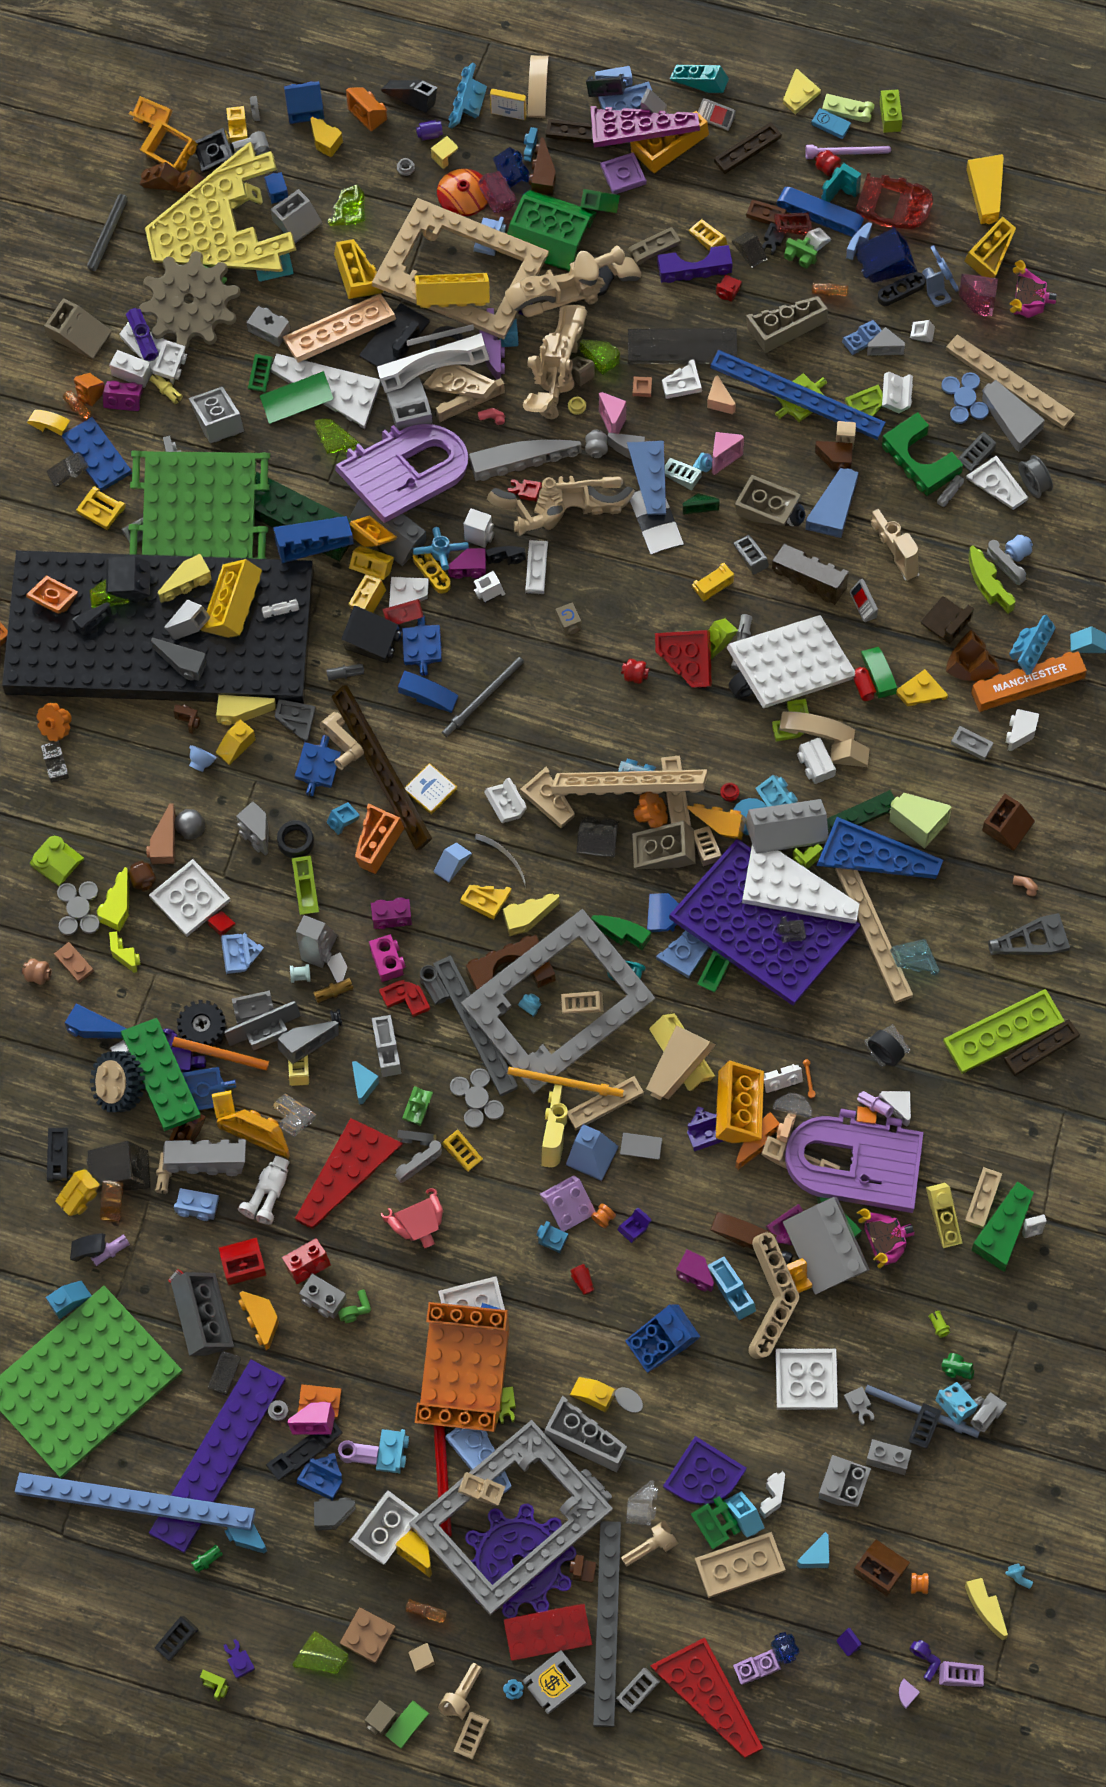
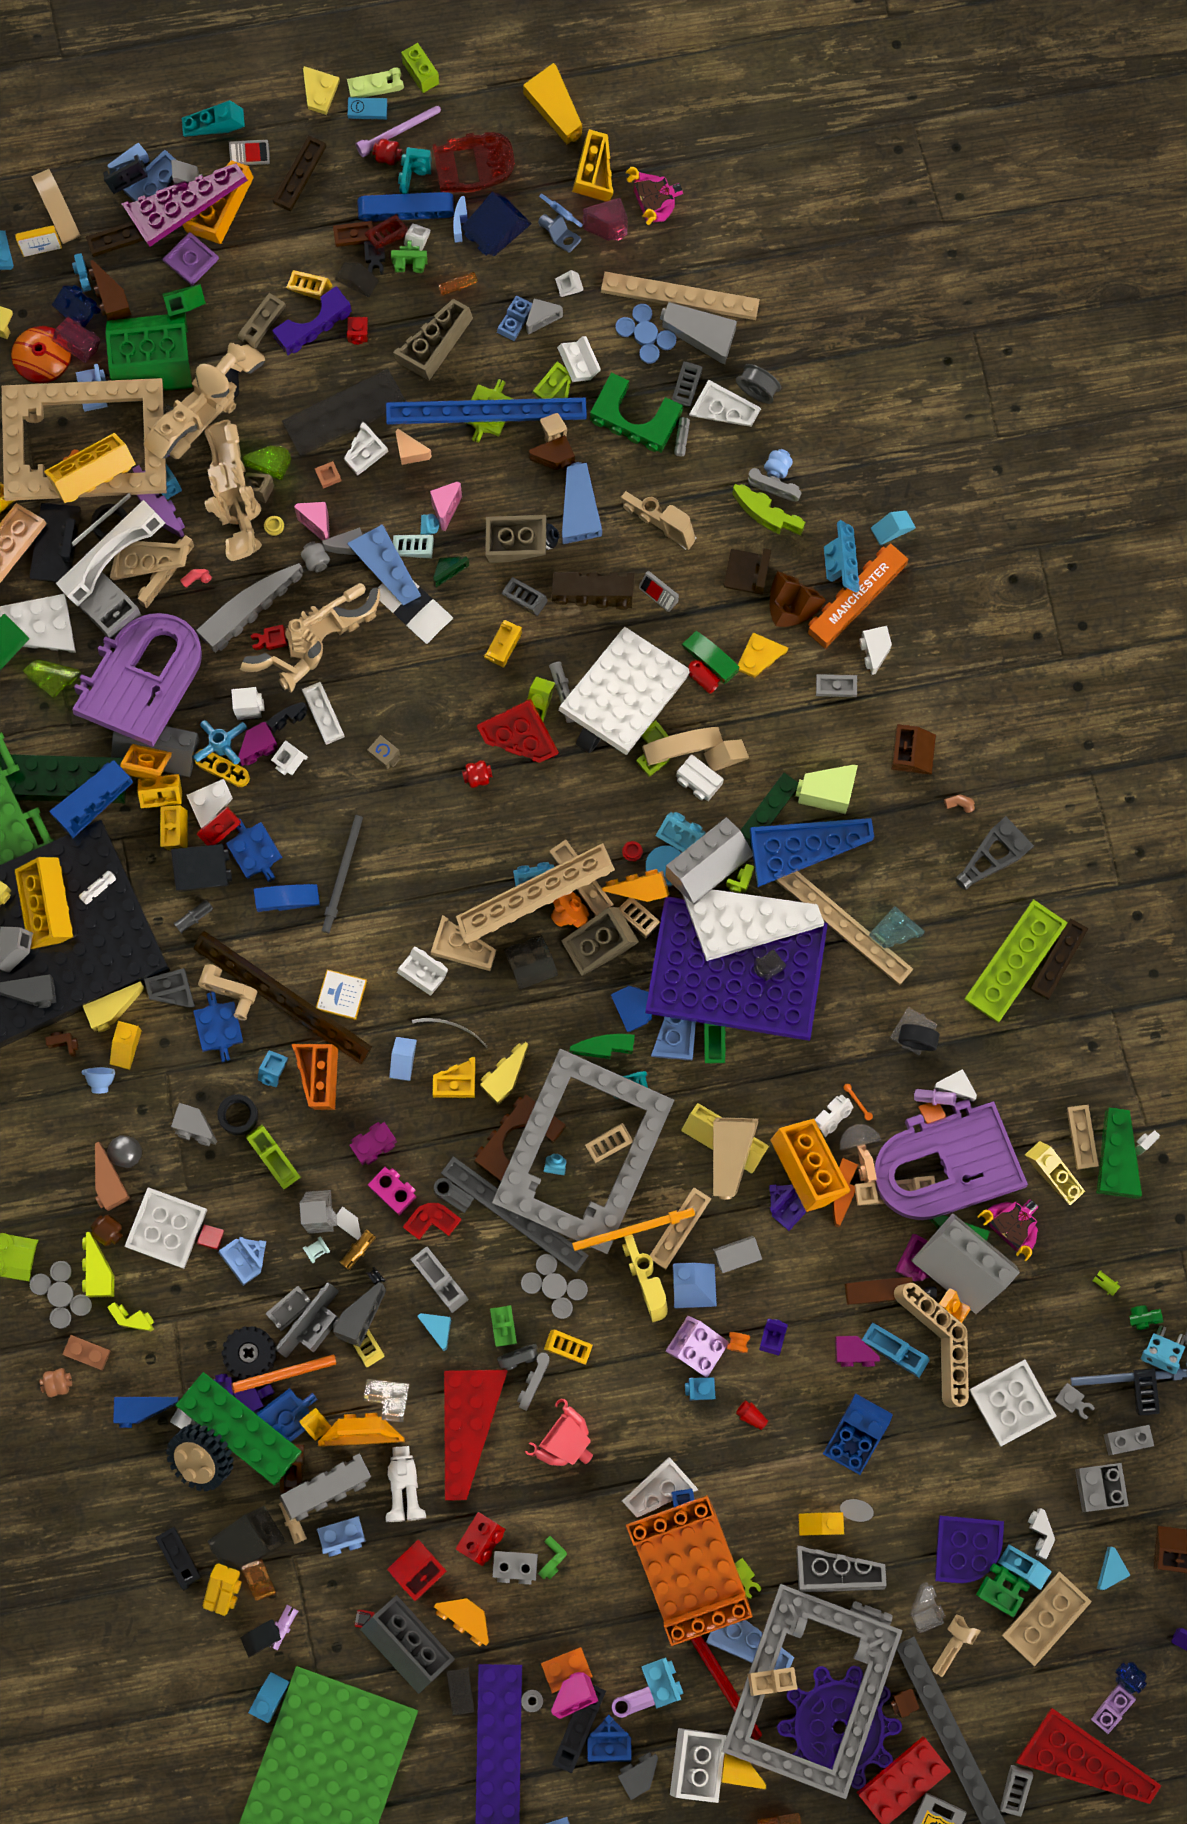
camera: 30 degrees left, 10 degrees up
(906, 282) = (526, 241): black beam -> none

